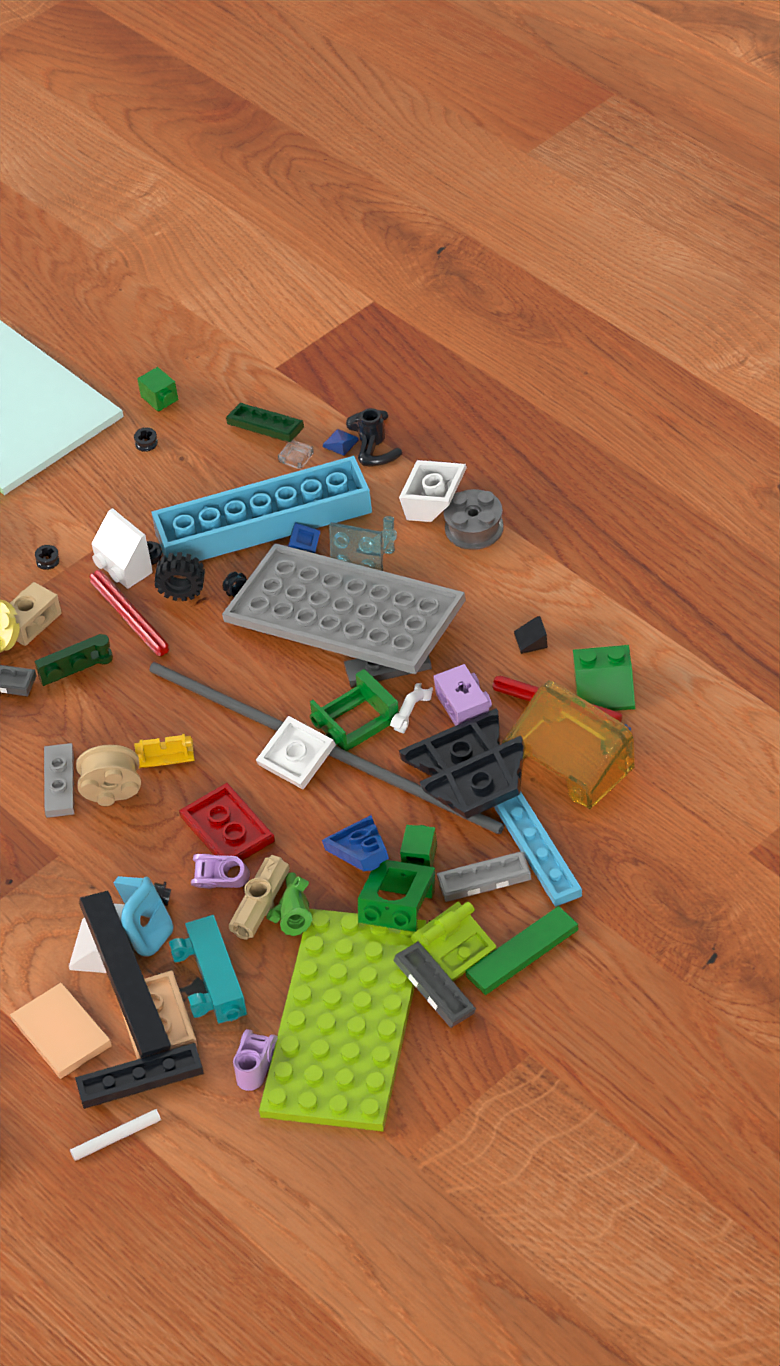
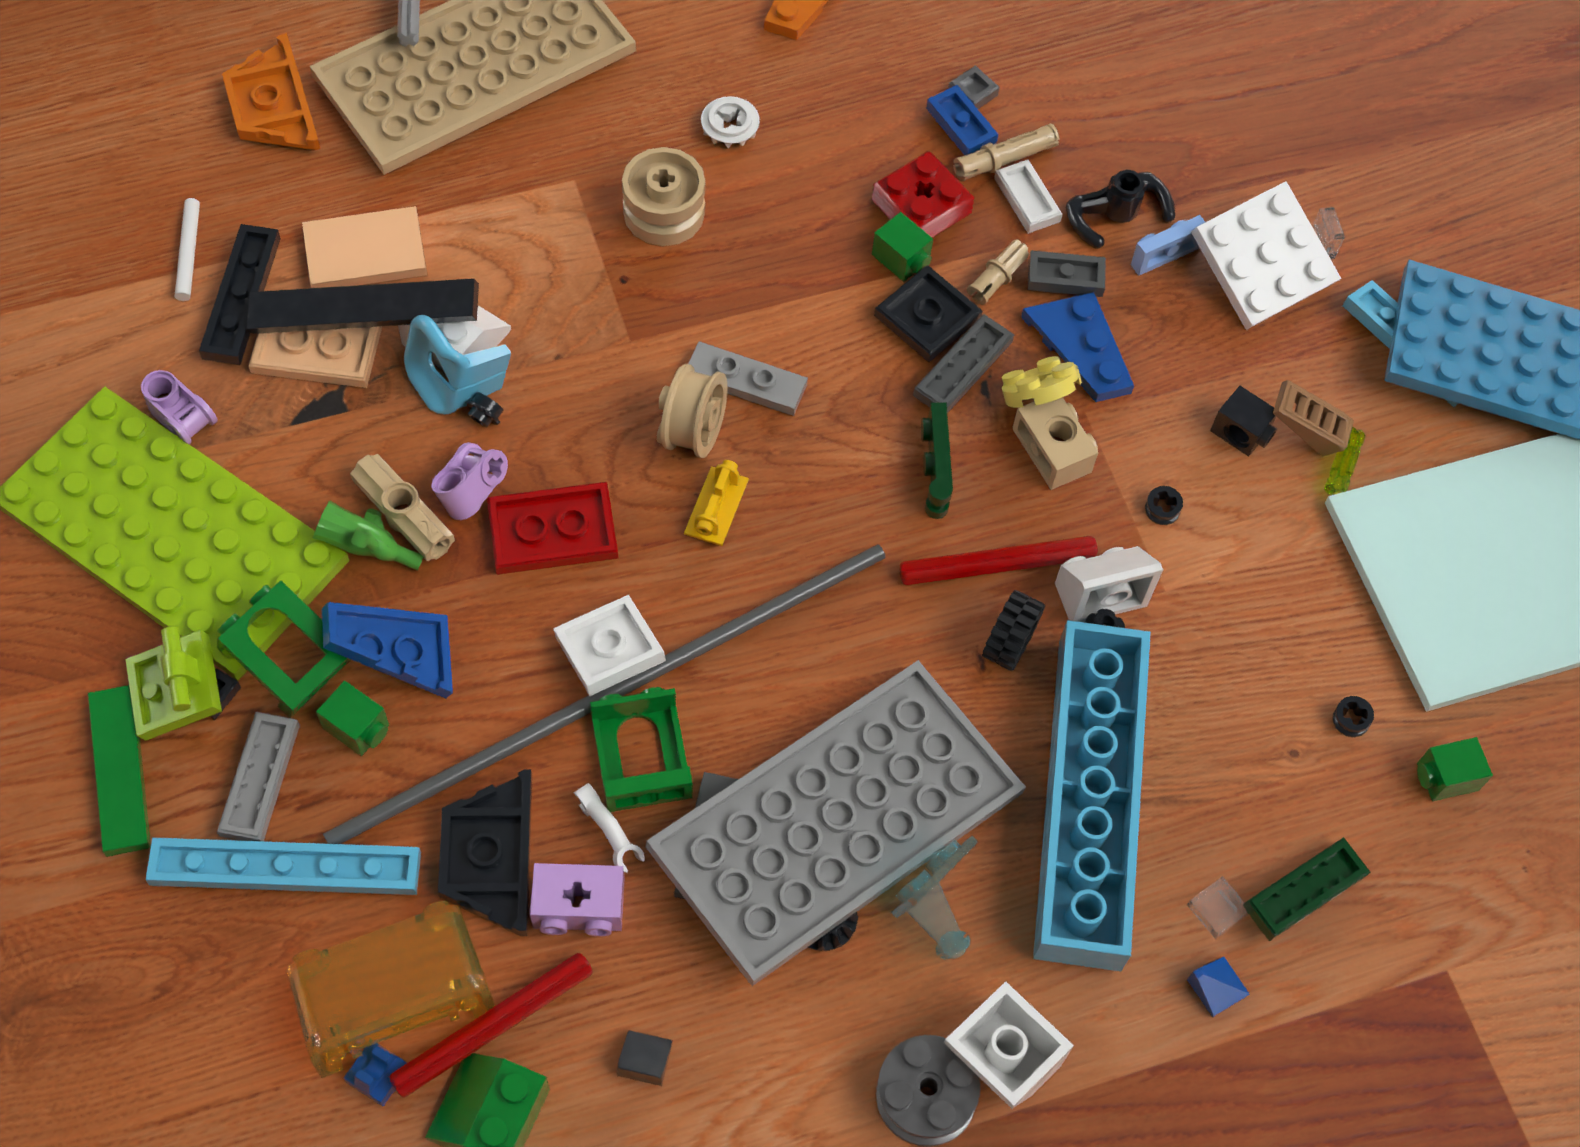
camera: 105 degrees right, 15 degrees up
(216, 970) = (328, 418): teal brick -> none
(232, 590) = (977, 706): black plate -> none
(304, 538) = (1014, 831): blue plate -> none
(372, 432) = (1205, 1032): black piece -> none
(434, 984) = (125, 634): dark grey plate -> none
(480, 780) = (395, 836): black wing -> none

